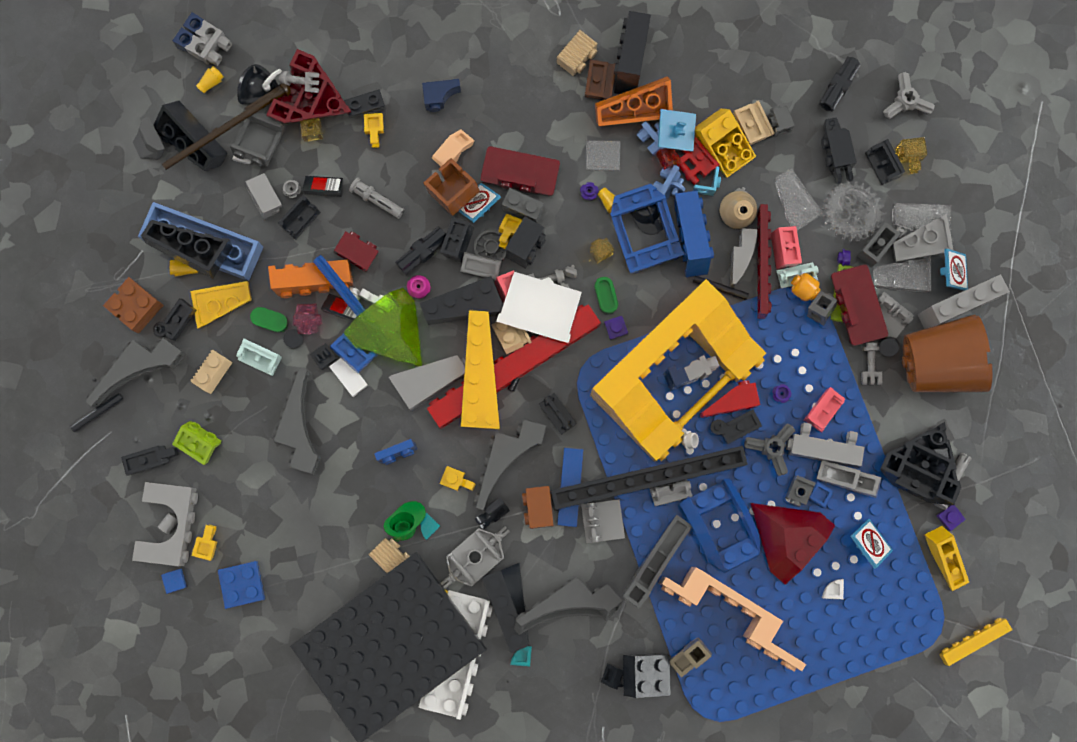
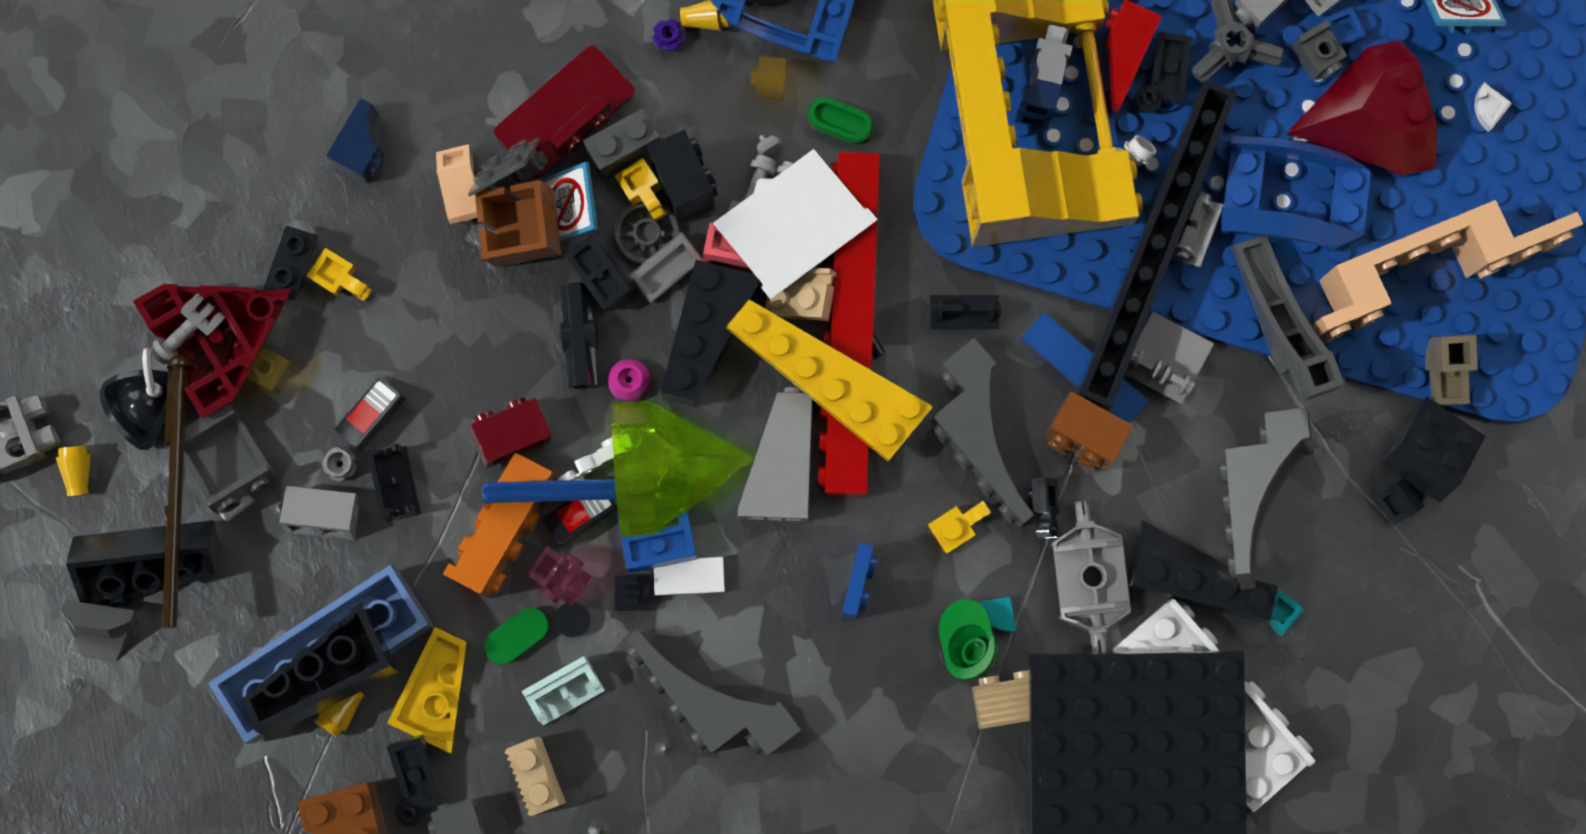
camera: 55 degrees left, 0 degrees up
(369, 194) = (434, 354): light grey pin -> none
(474, 166) = (505, 171): none -> dark grey hinge
(616, 327) = (898, 140): dark purple plate -> none

